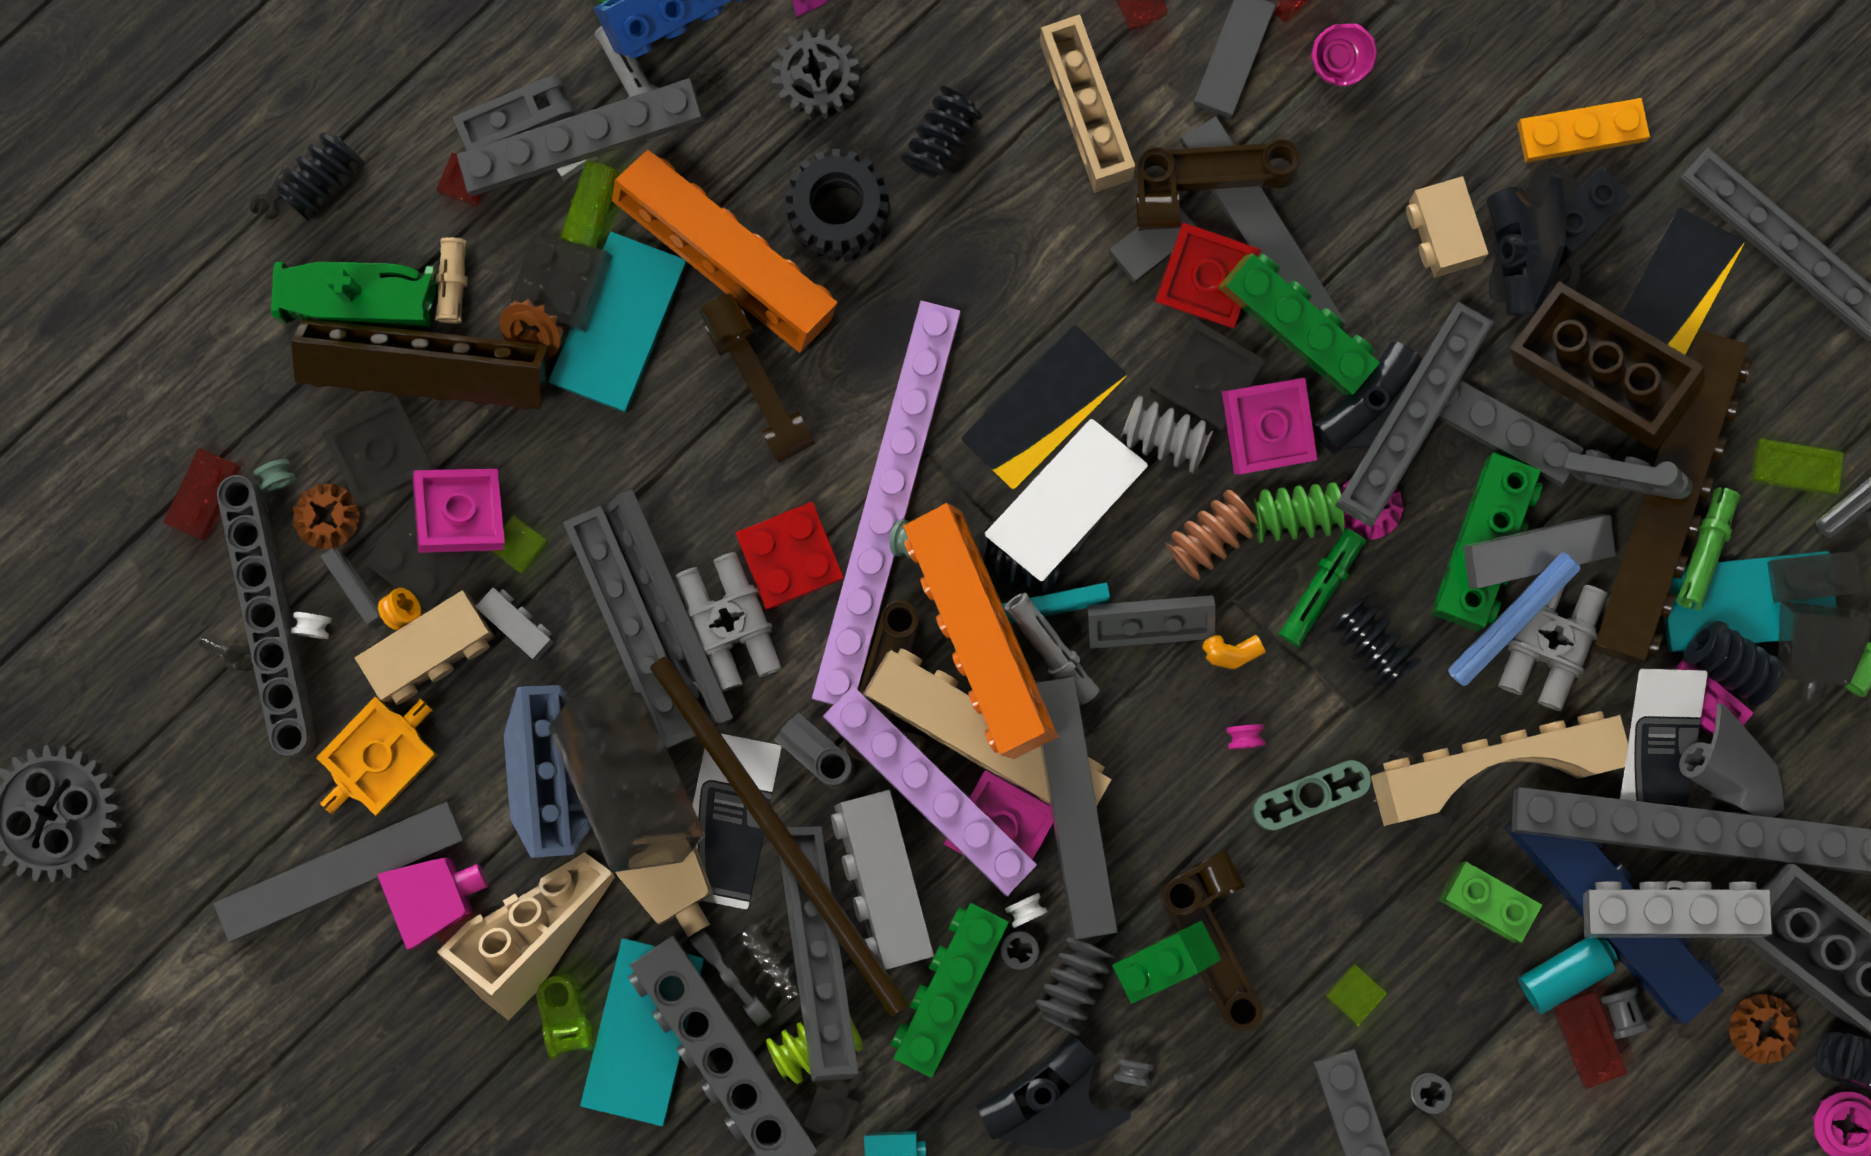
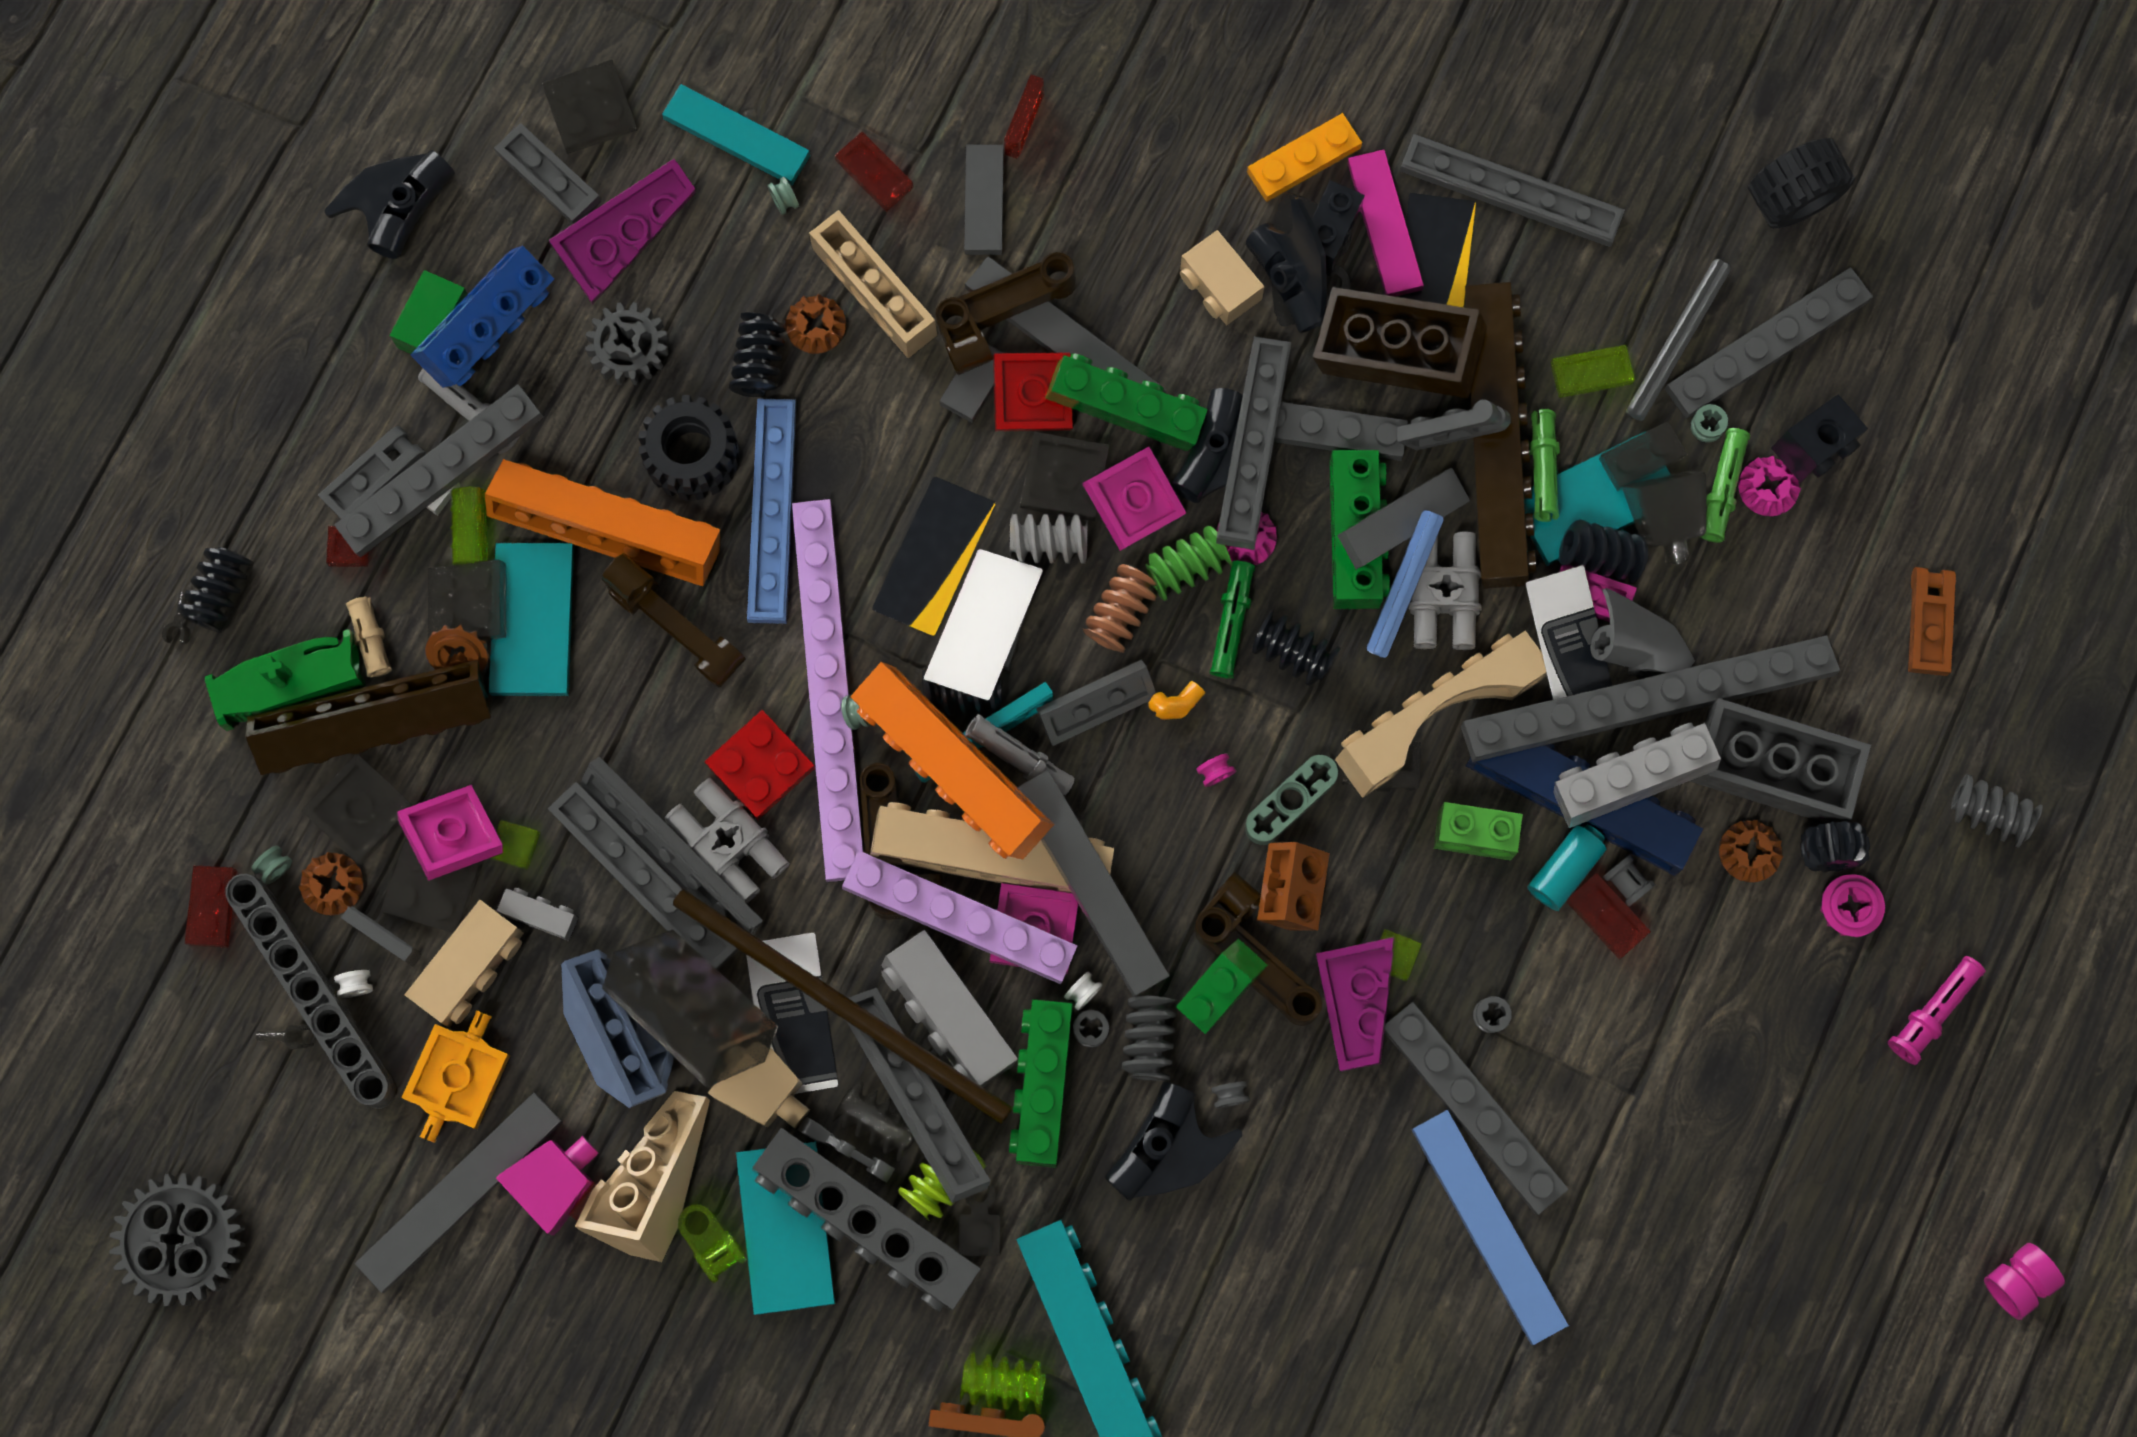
camera: 30 degrees left, 5 degrees down
(399, 608) = (428, 937): light orange bush -> none
(814, 750) = (845, 922): dark grey piece -> none
(897, 300) = (771, 511): none -> medium blue tile
(1009, 140) = (818, 339): none -> dark orange gear
(1278, 887) = (1293, 886): none -> dark orange brick
(1298, 1027) = (1357, 999): none -> magenta wing
(1344, 54) = (1077, 165): dark pink hair -> none
(1640, 232) = (1385, 224): none -> dark pink tile

